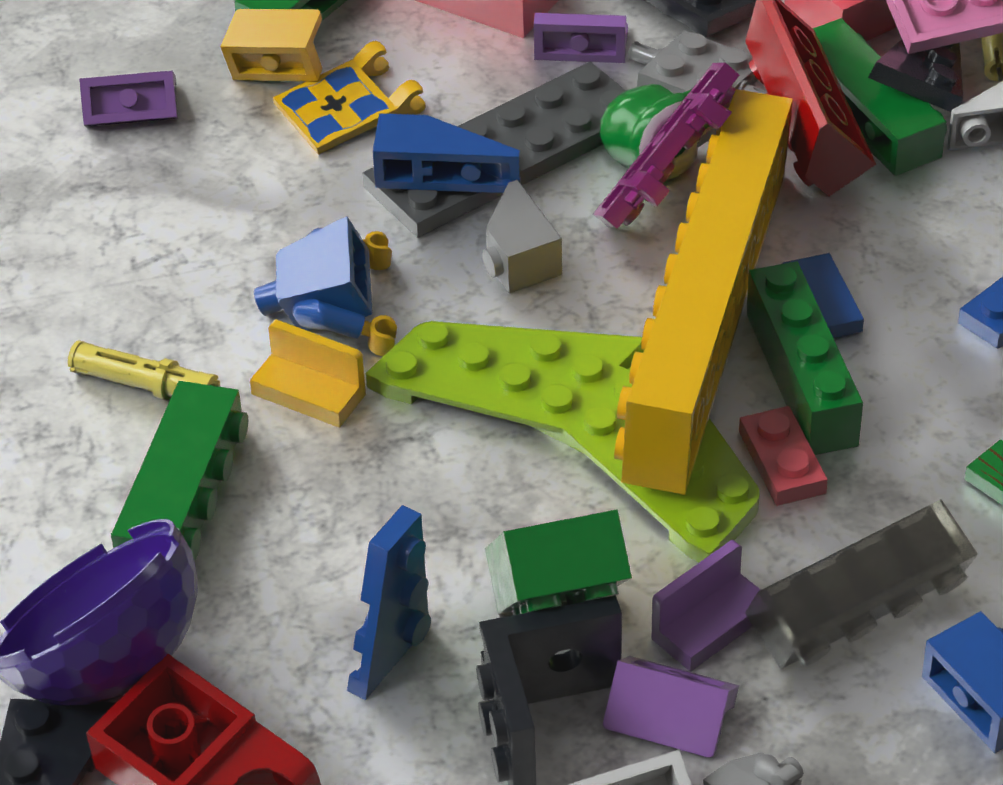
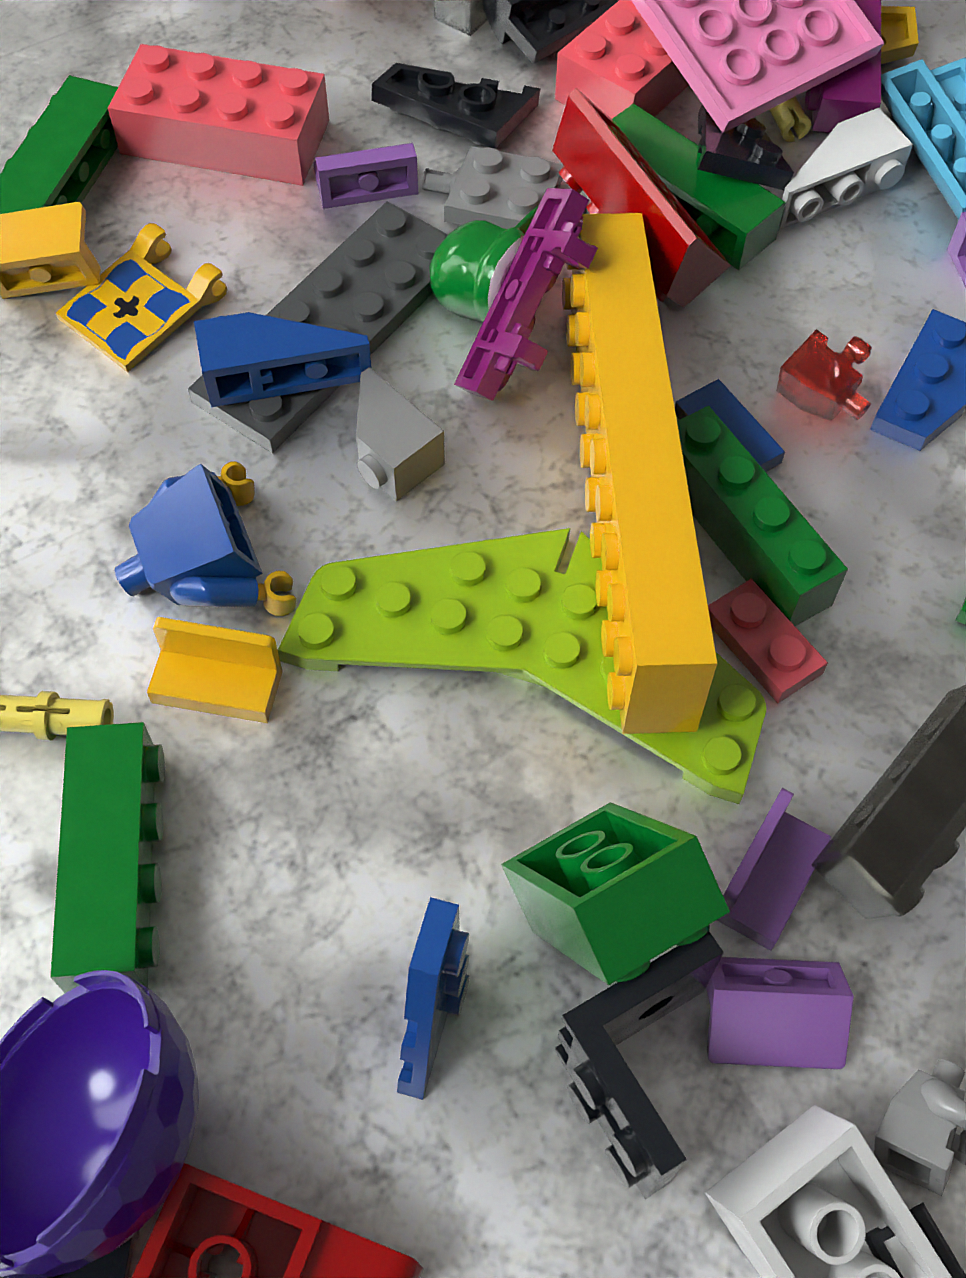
camera: 20 degrees left, 15 degrees up
(918, 268) = (824, 379): none -> clear red piece

